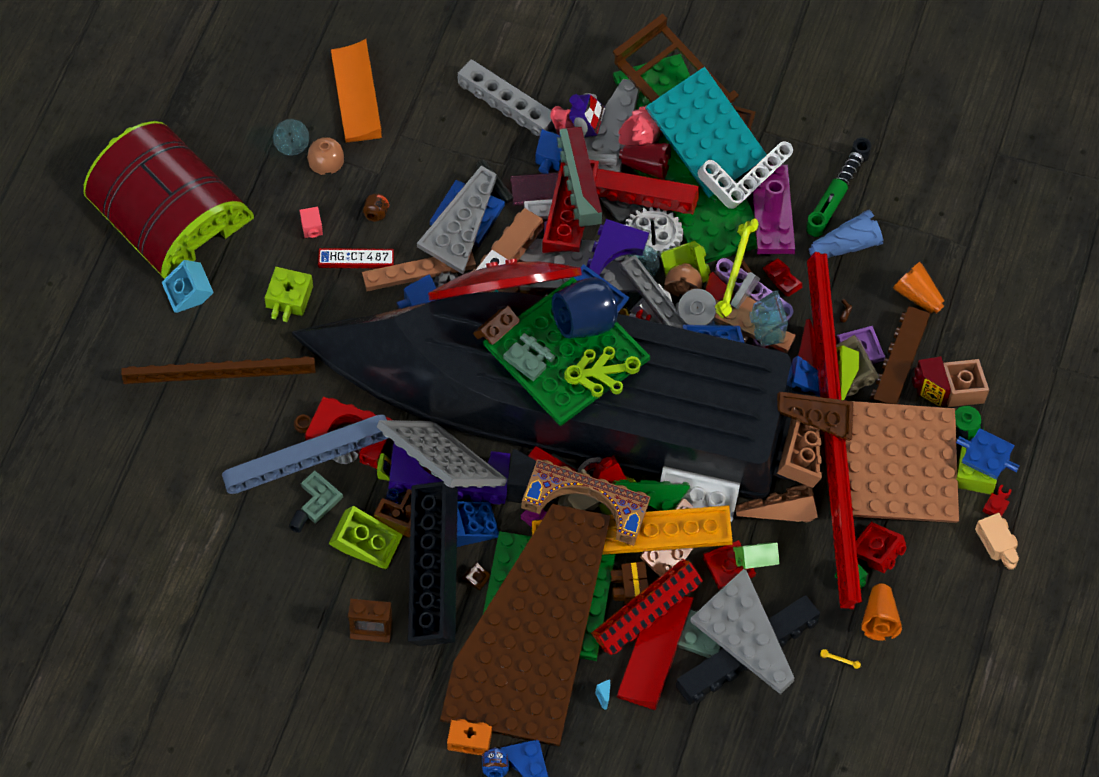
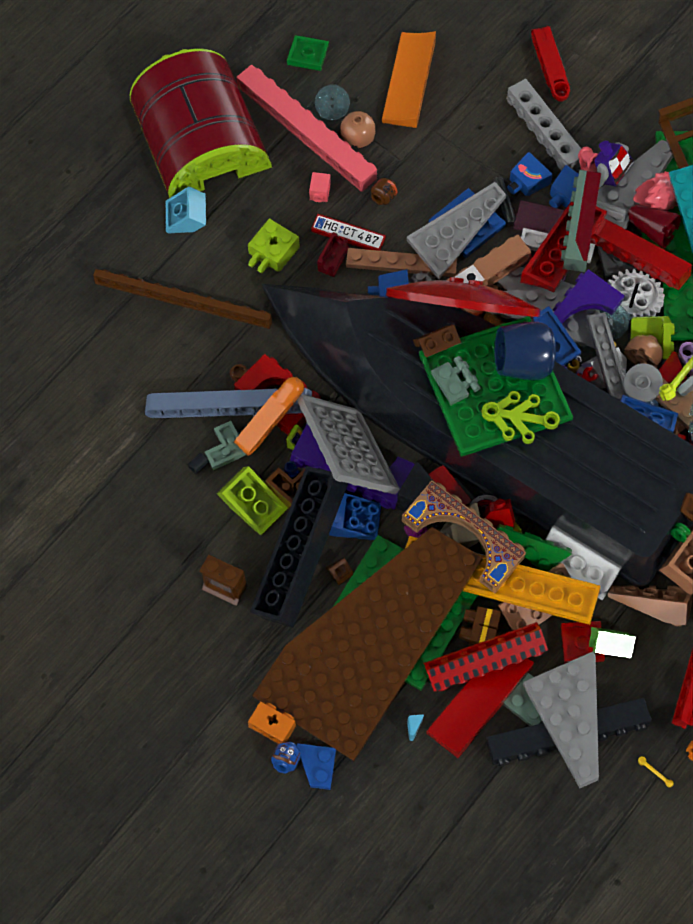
camera: 25 degrees right, 5 degrees up
(246, 96) = (307, 53): none -> green plate
(275, 169) = (307, 128): none -> coral brick
(350, 283) = (333, 255): none -> dark red hinge
(355, 451) = (269, 415): none -> orange piece
(488, 37) = (551, 62): none -> red piece
(510, 151) = (529, 176): none -> blue torso
(785, 431) = (680, 532): none -> green bush

